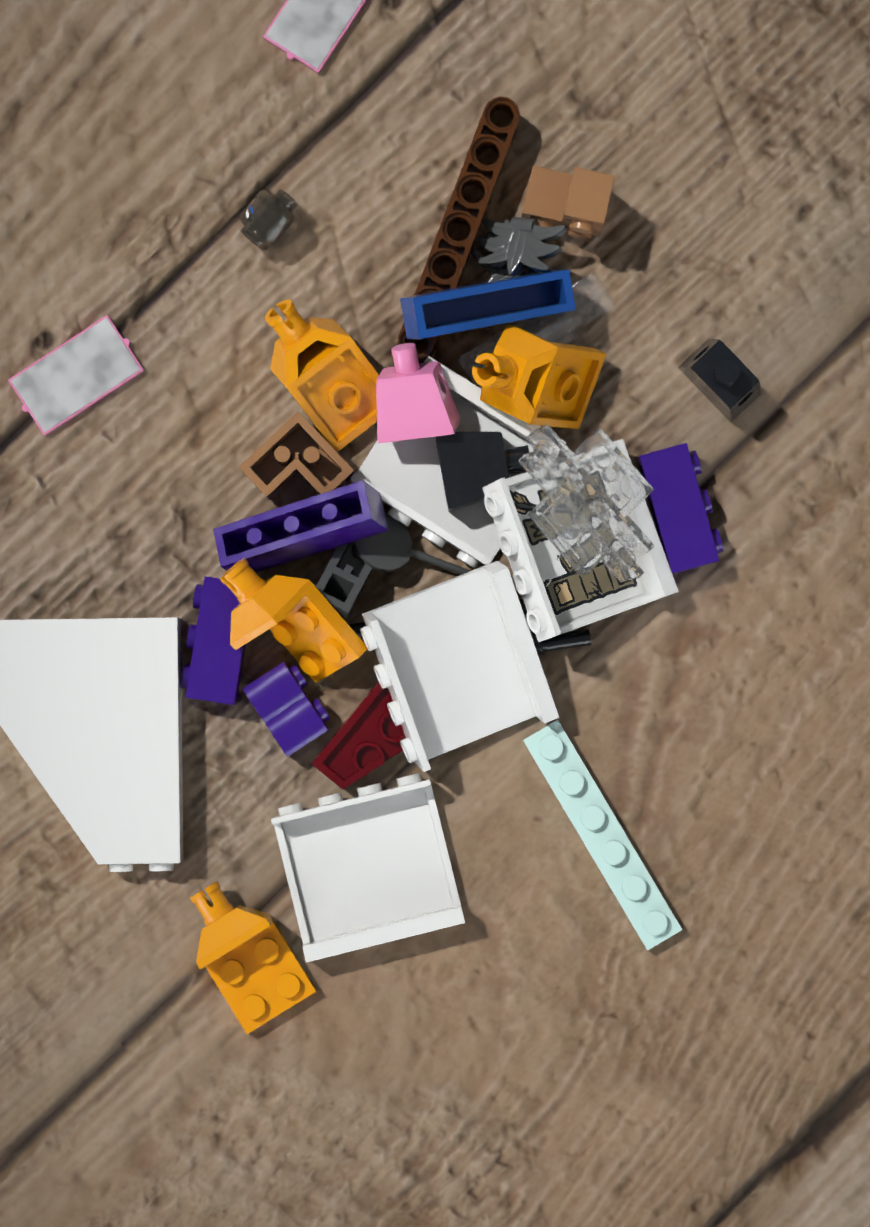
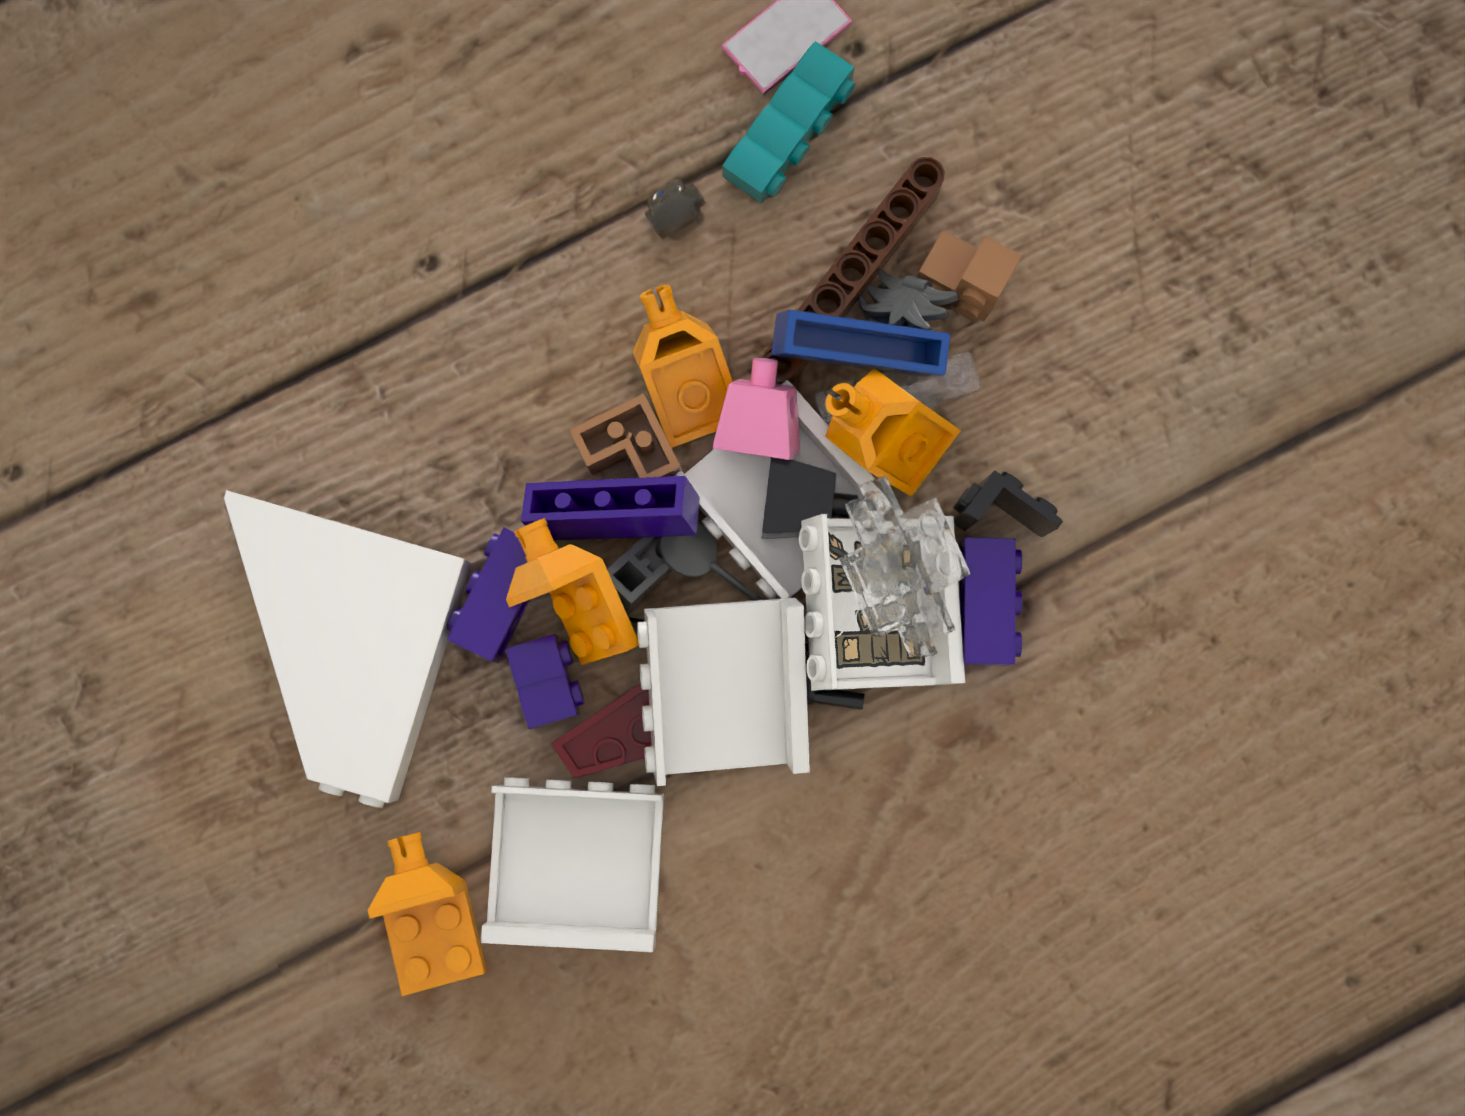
camera: 20 degrees right, 5 degrees down
(76, 375) = (446, 303): flat silver piece -> none
(353, 98) = (788, 122): none -> teal brick
(602, 834) = (818, 904): light aqua plate -> none
(662, 399) = (1007, 494): none -> black bracket
(721, 378) = (1069, 485): black torso -> none

